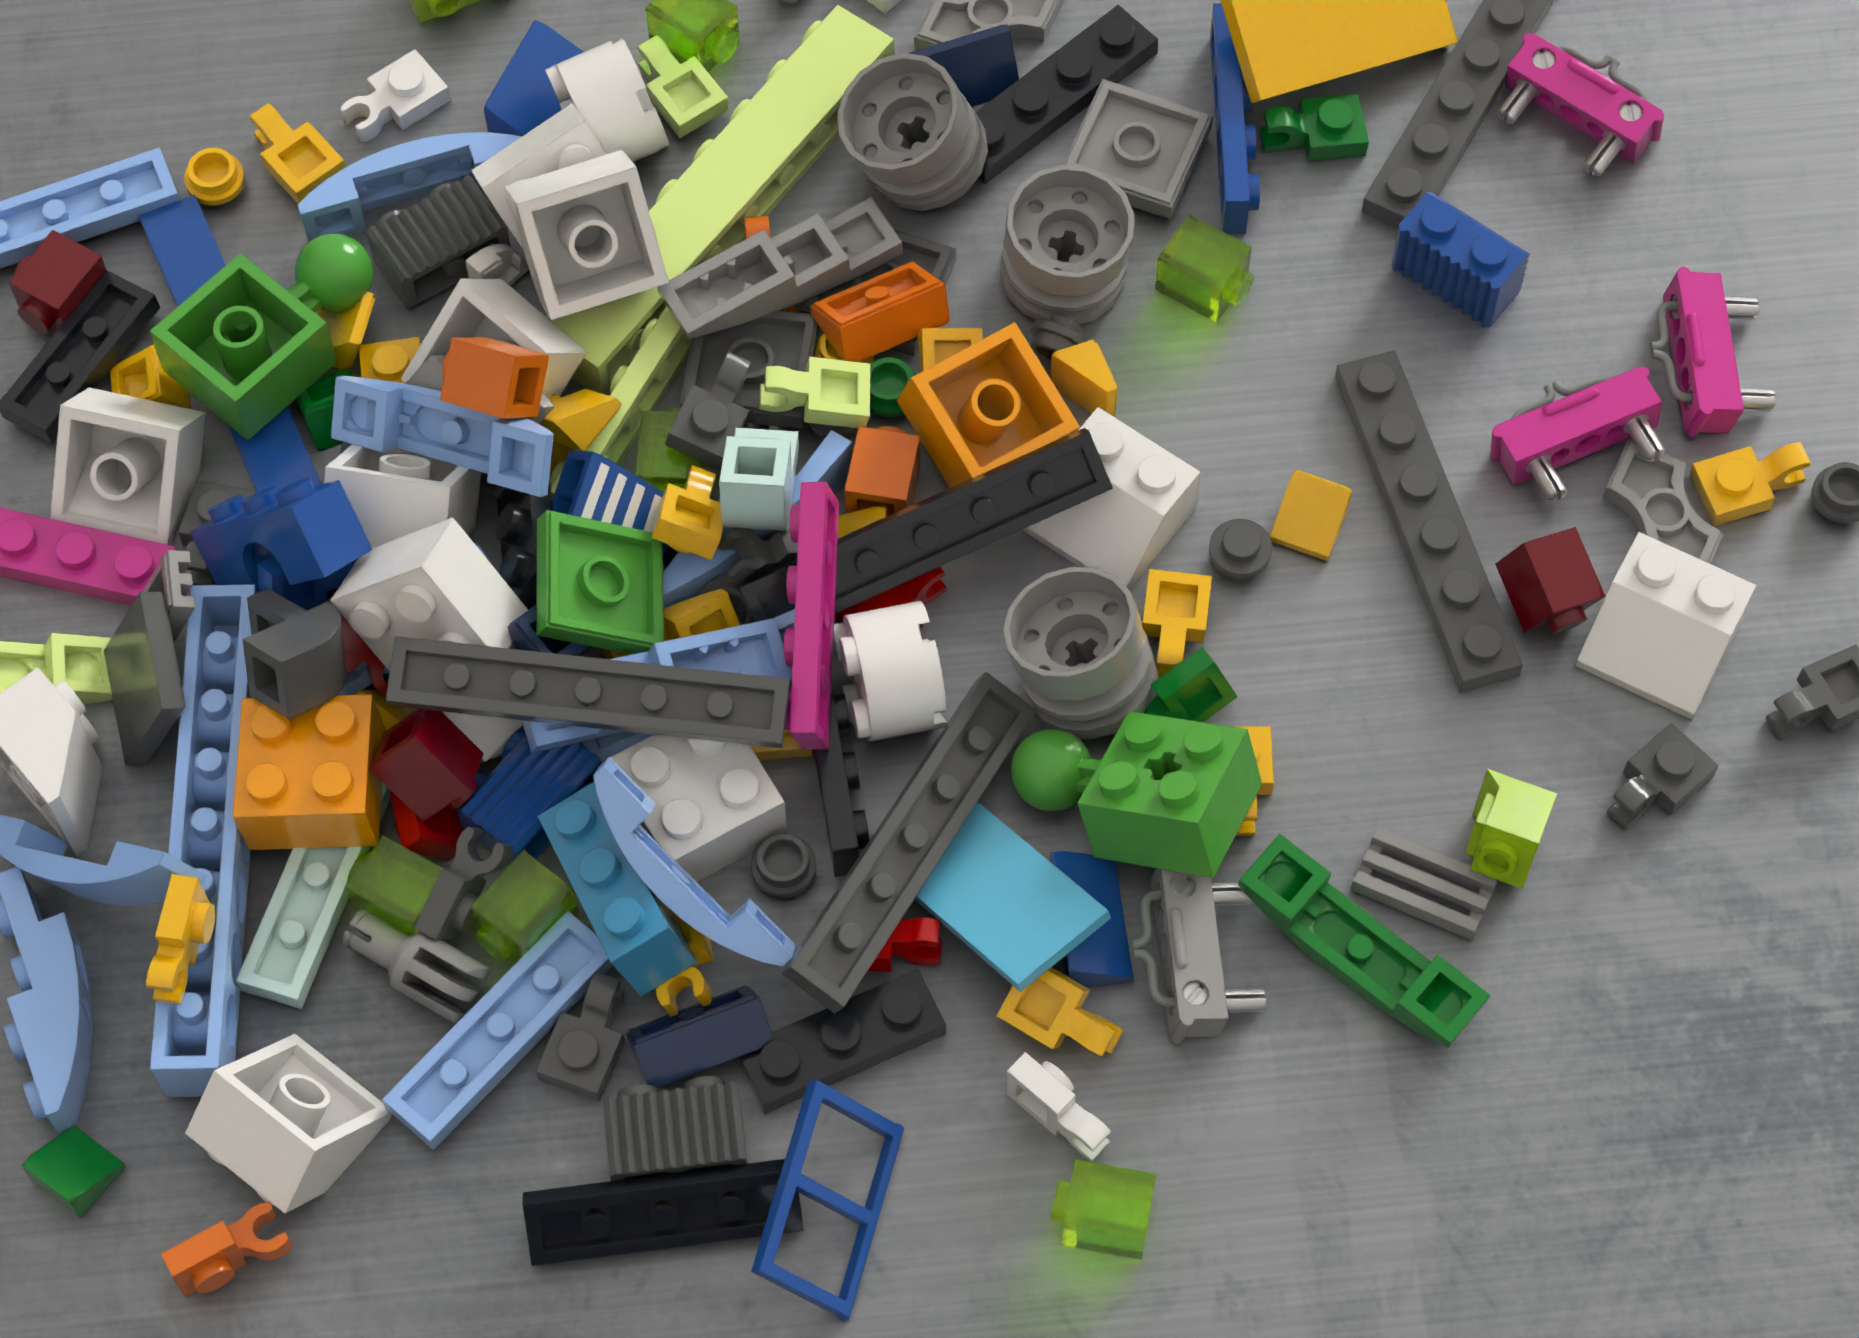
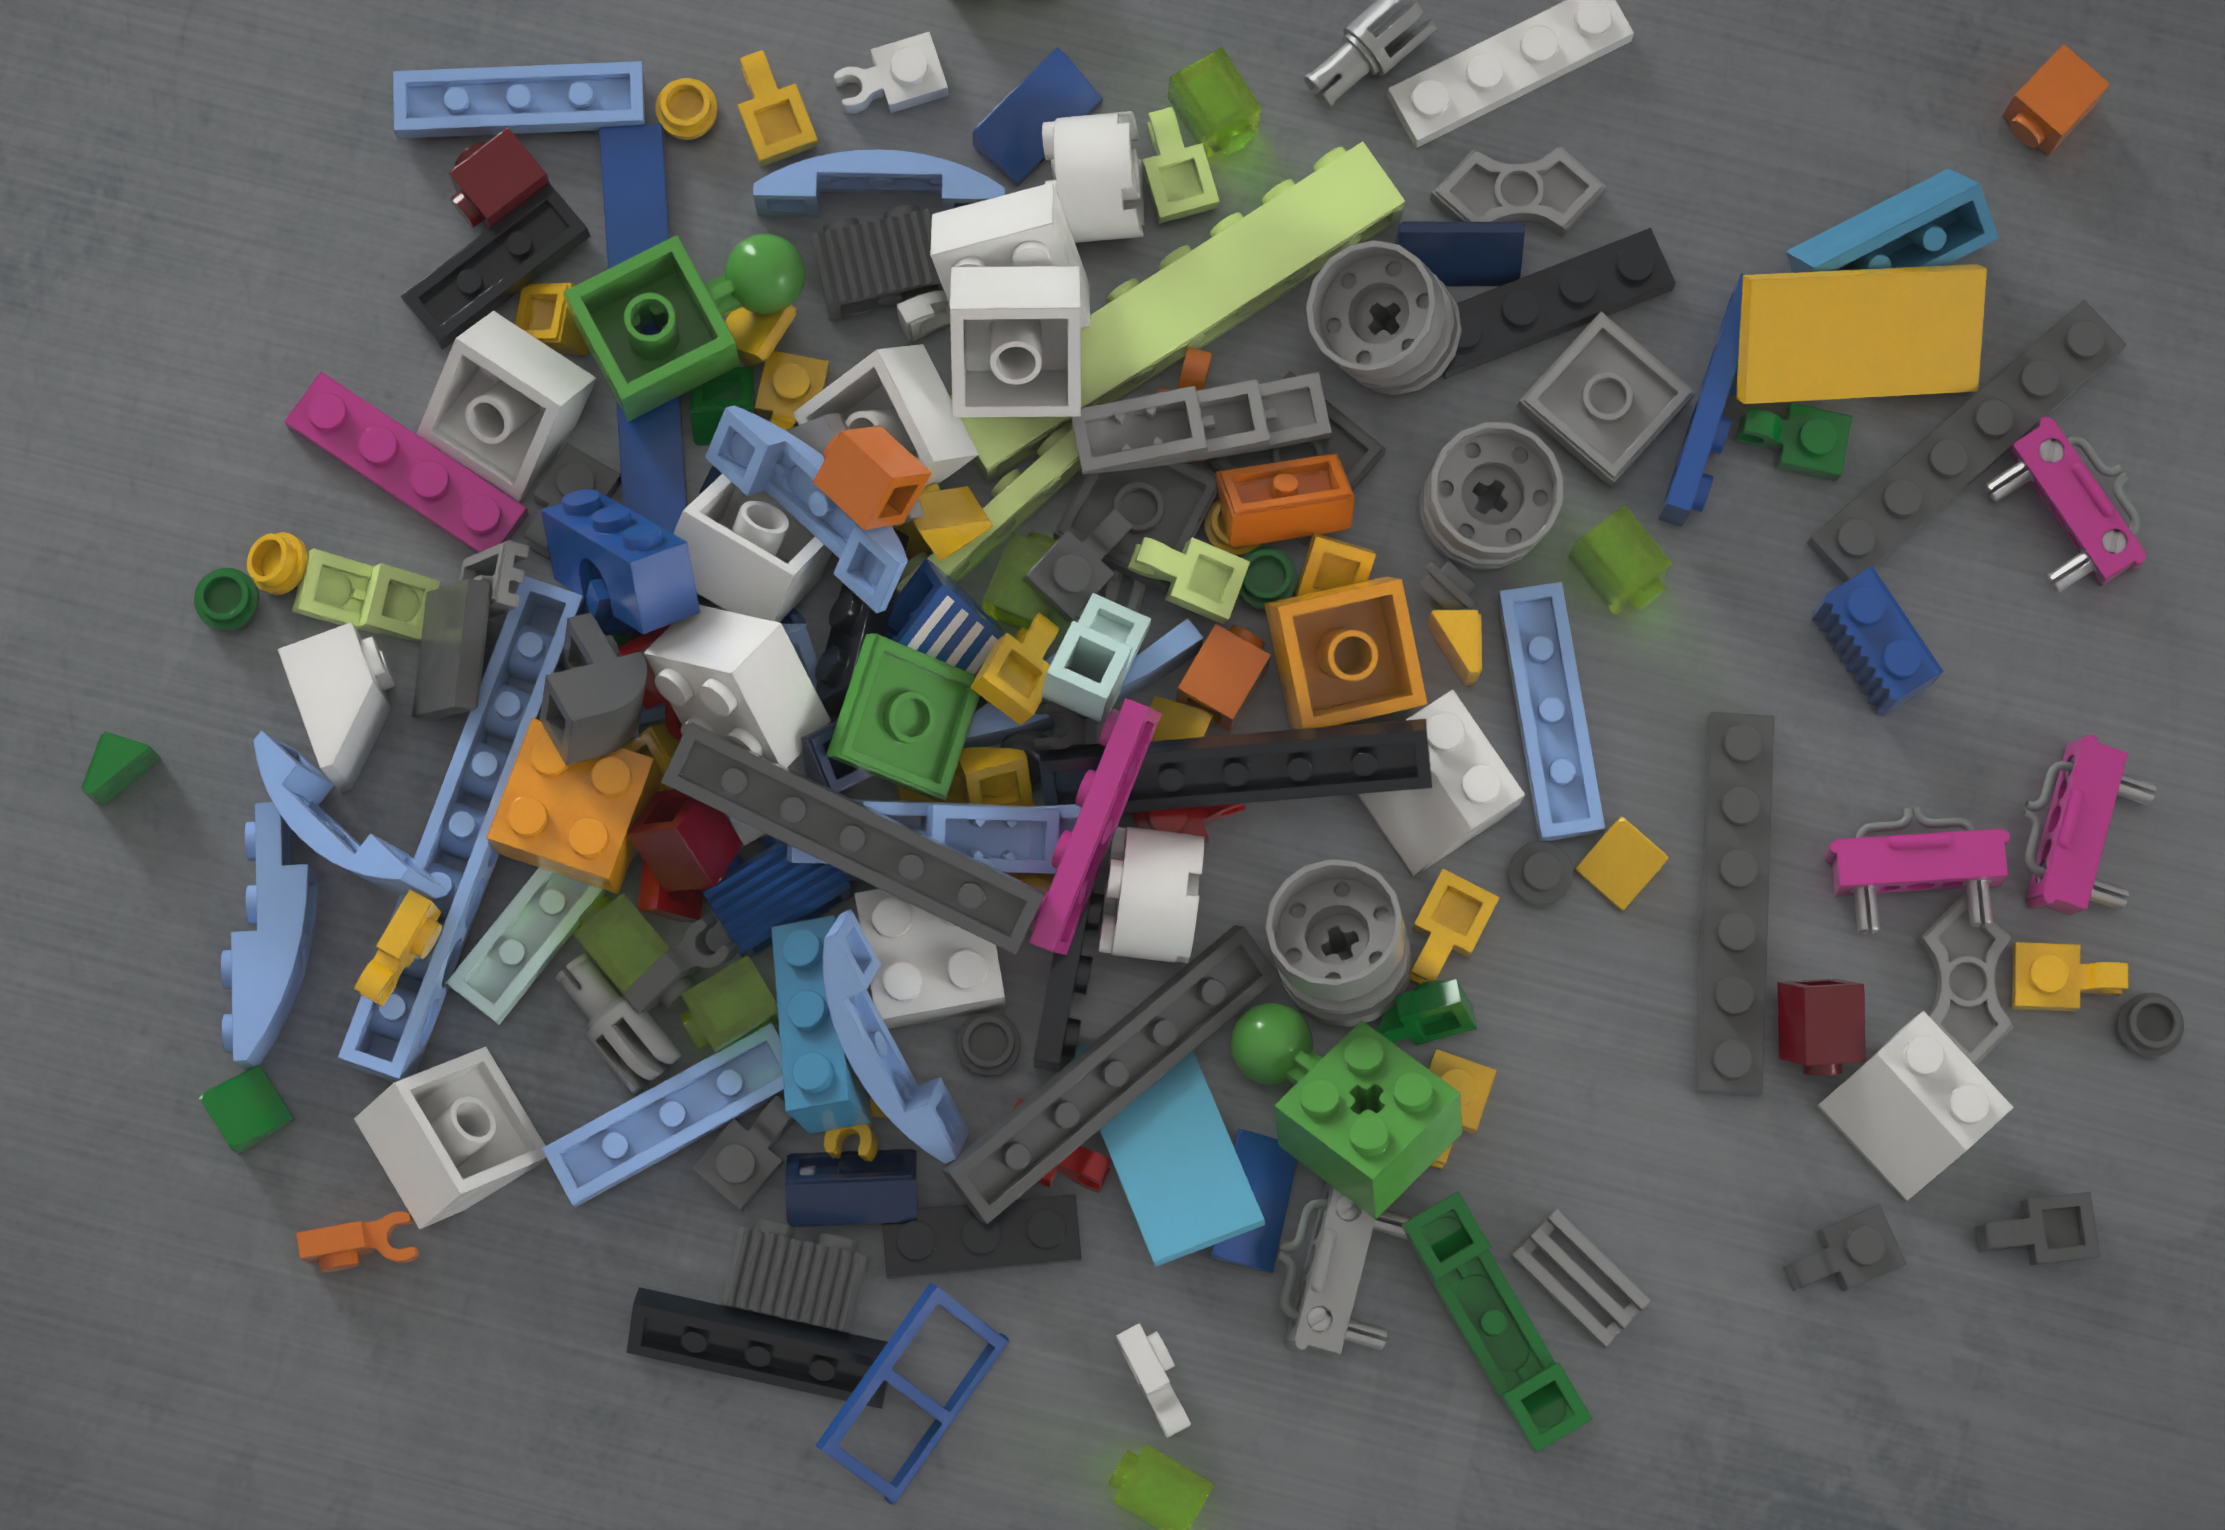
camera: 15 degrees right, 15 degrees up
(1054, 1009) = (1188, 1287): yellow plate -> none
(1193, 412) = (1550, 712): none -> light blue plate
(1508, 827) = (1677, 1260): lime window -> none

